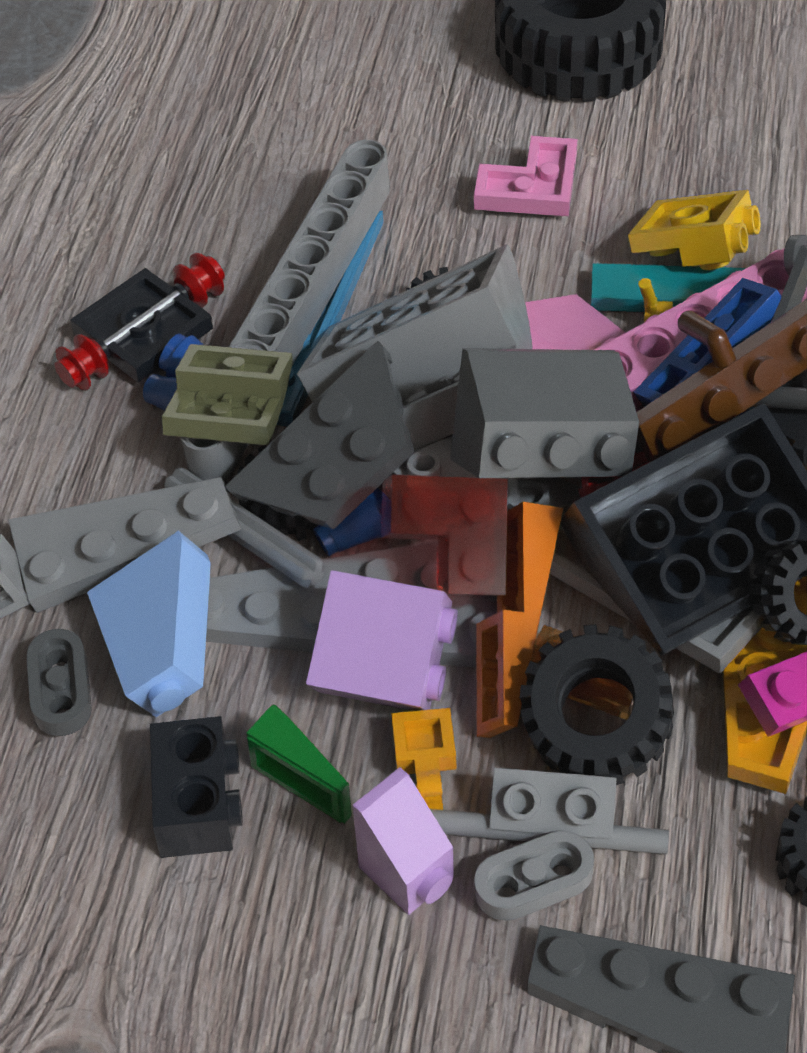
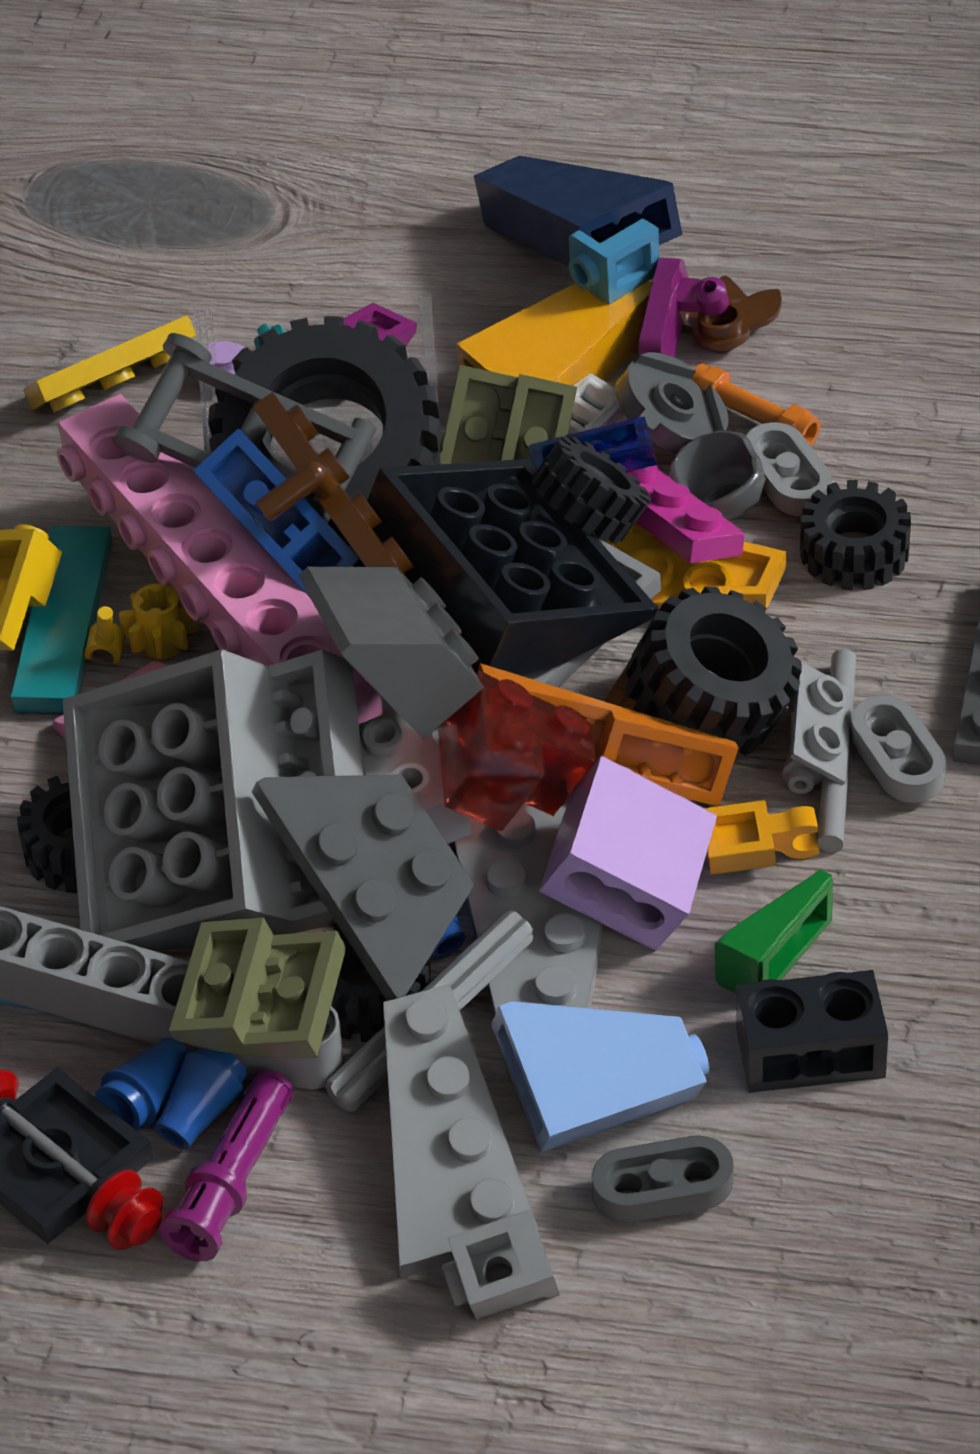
camera: 90 degrees left, 5 degrees down
(96, 412) = (218, 1186): none -> magenta pin
(402, 843) = (884, 836): lavender slope -> none

